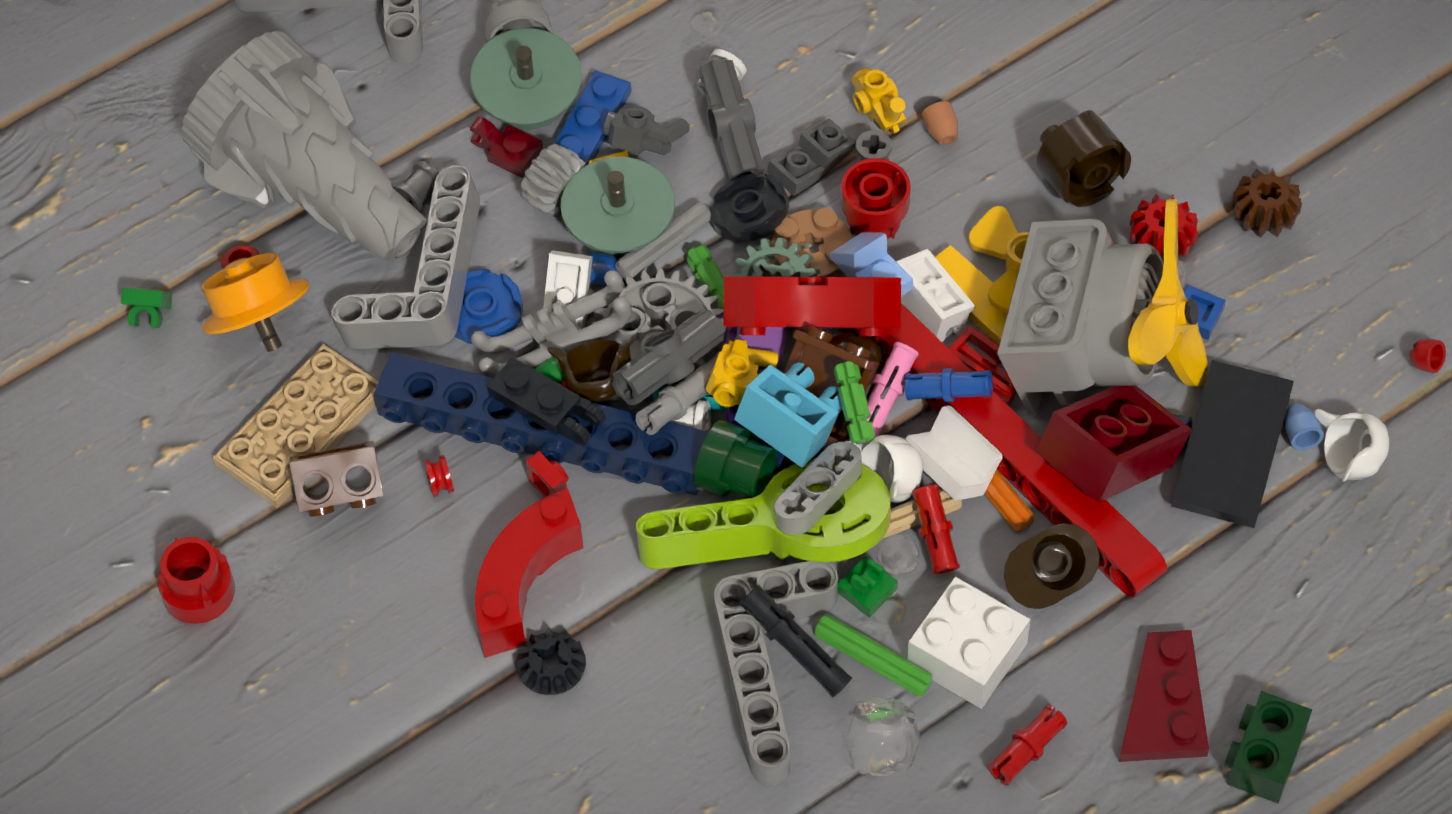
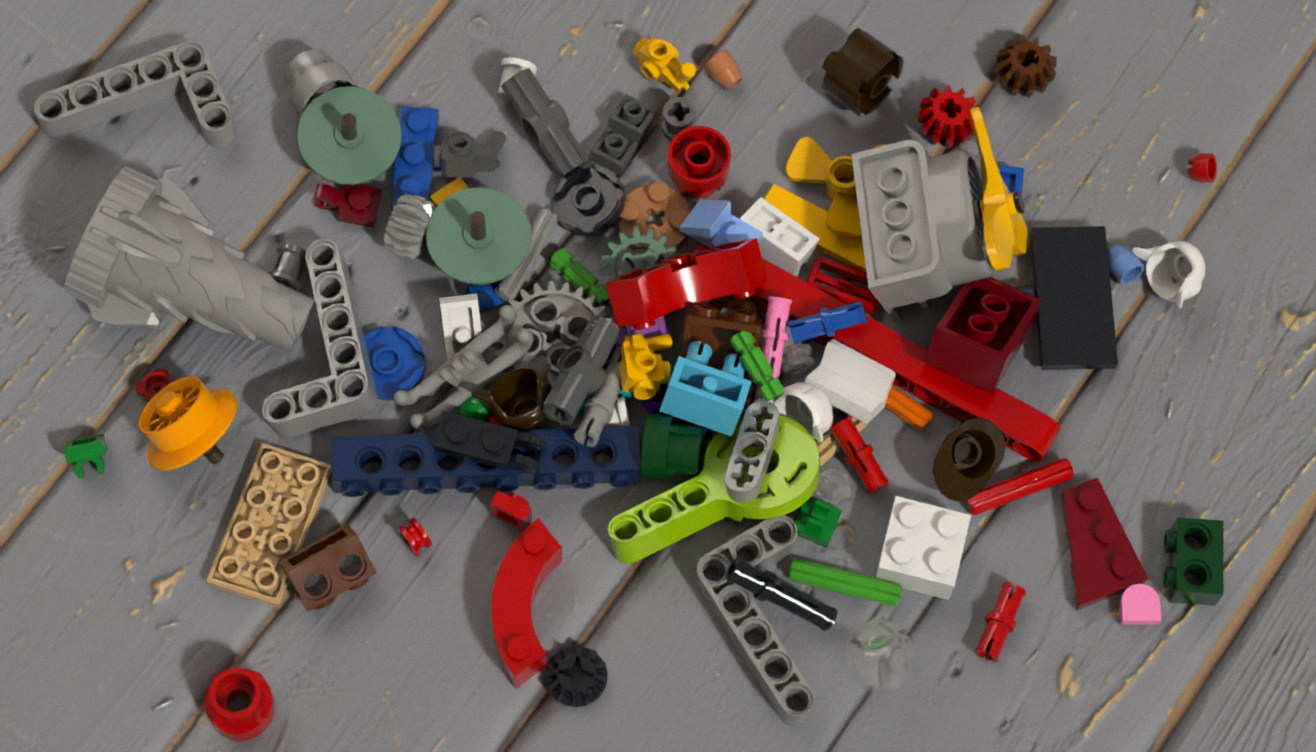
camera: 25 degrees left, 10 degrees up
(907, 418) = (797, 359): none -> clear bush
(1102, 615) = (1020, 486): none -> red axle
(1190, 776) = (1140, 606): none -> bright pink tile

